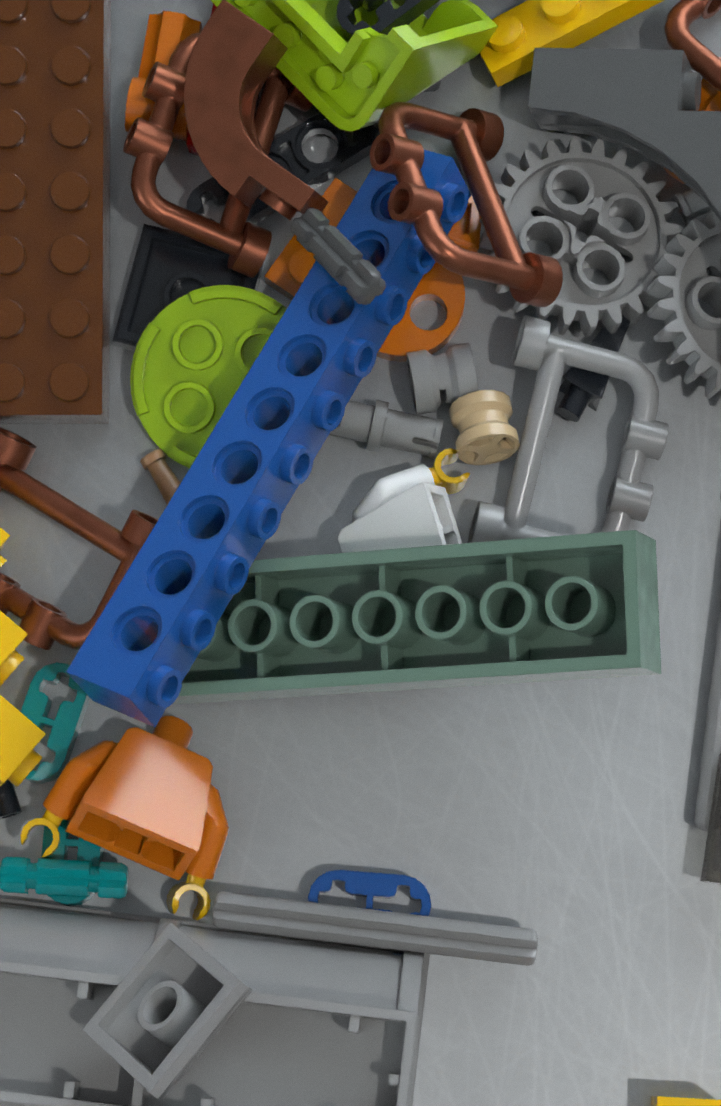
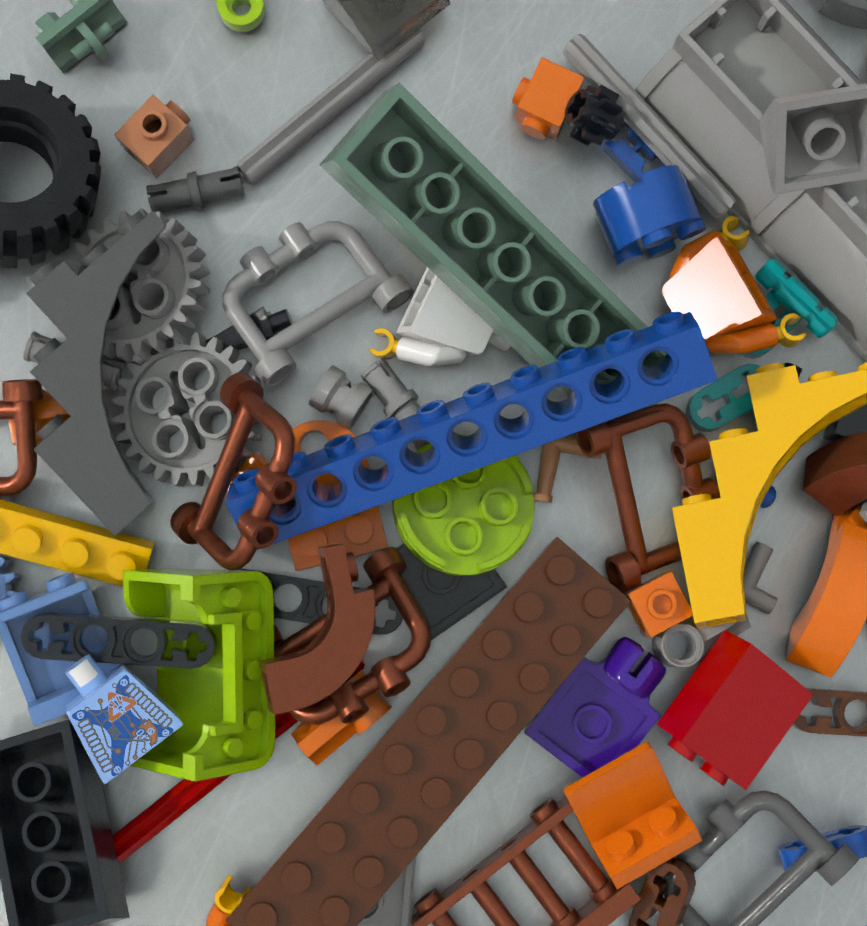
camera: 140 degrees left, 5 degrees up
(289, 823) = (648, 215): none -> blue brick
(338, 256) = (345, 496): dark grey axle -> none
(439, 881) = (594, 115): none -> black gear
(484, 427) = (343, 348): tan wheel -> none
(508, 866) = (544, 99): none -> orange brick

